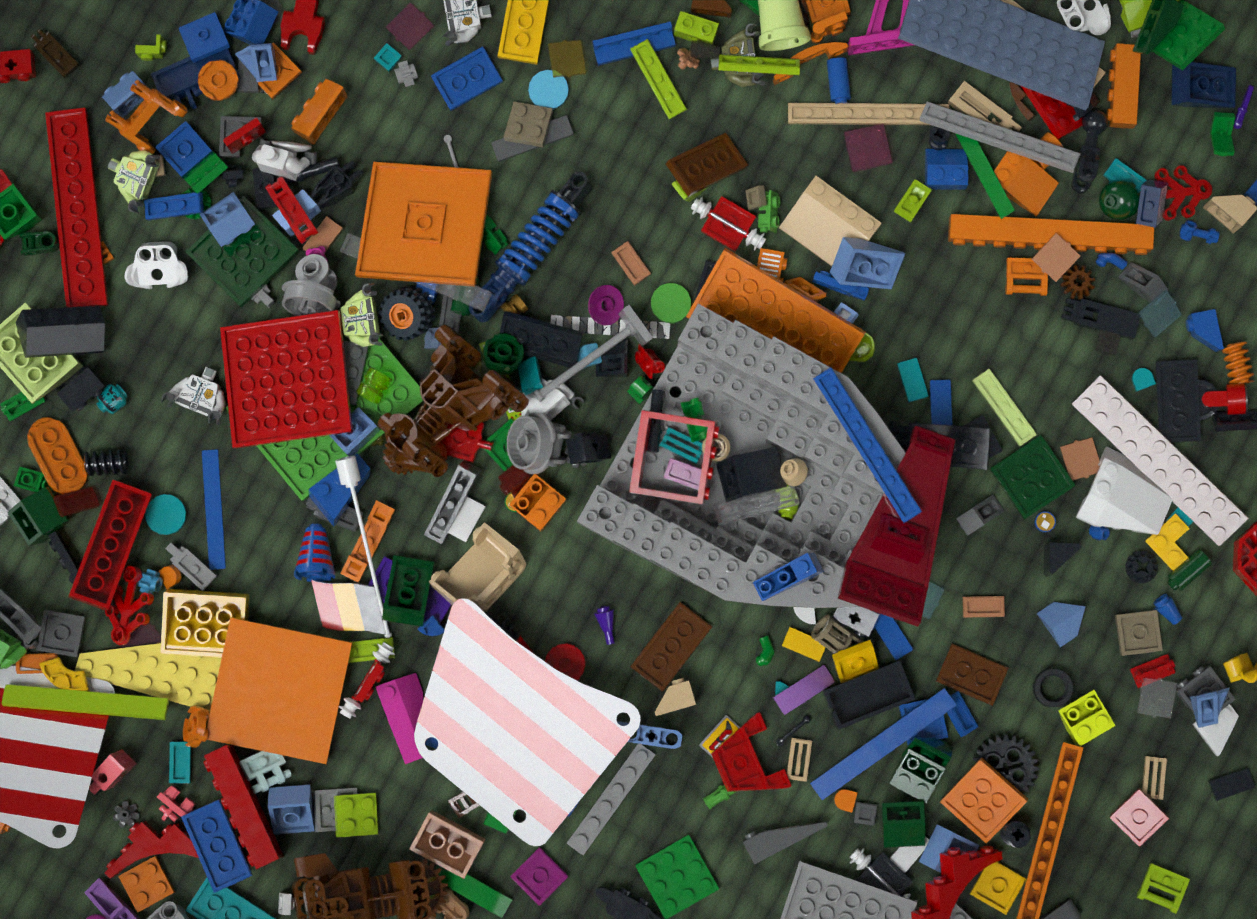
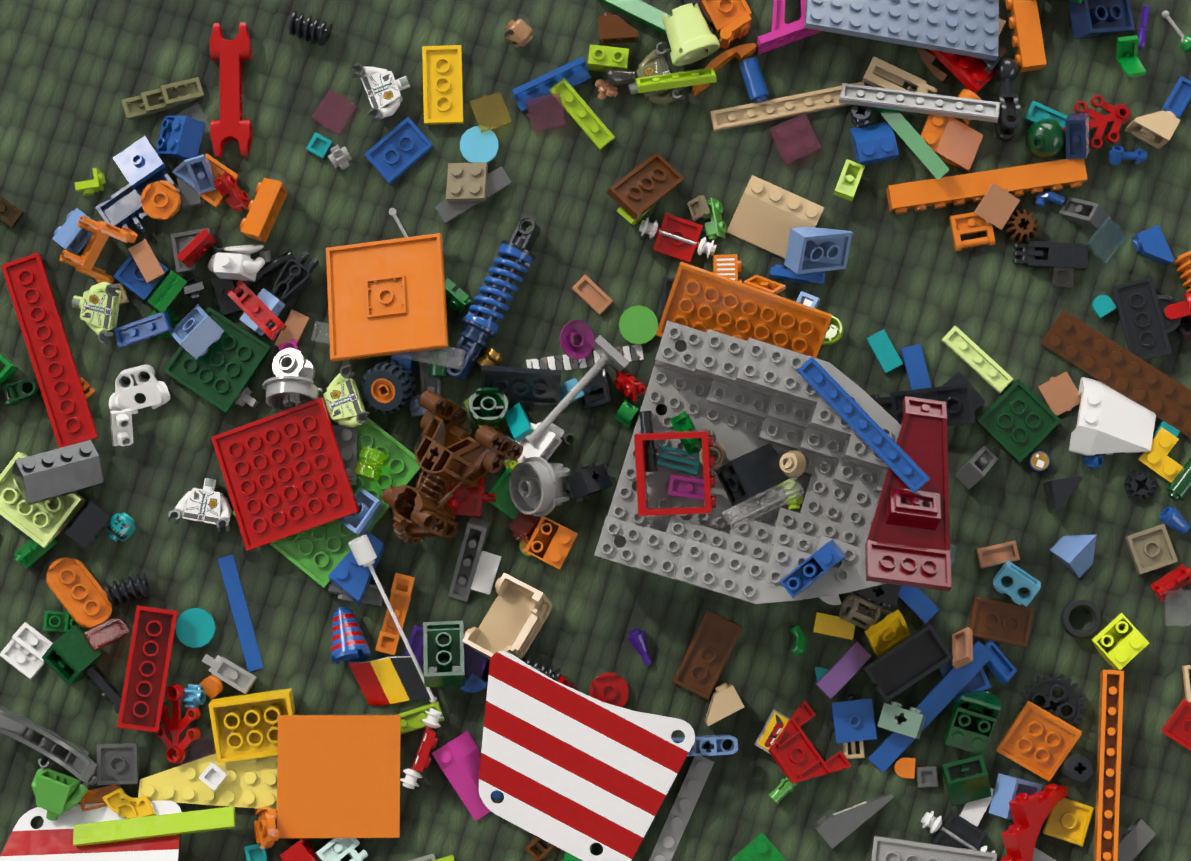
camera: 10 degrees left, 0 degrees up
(133, 300) = (121, 427): none -> white hips
(153, 664) = (213, 776): none -> white plate
(191, 138) = (147, 261): none -> nougat tile
(288, 78) = (227, 184): none -> red hinge
(622, 69) = (546, 111): none -> clear pink piece
(803, 742) = (853, 720): none -> blue plate
(840, 744) = (911, 728): none -> sand green brick
(927, 691) = (962, 647): none -> nougat tile
(1000, 635) = (1020, 580): none -> medium azure brick

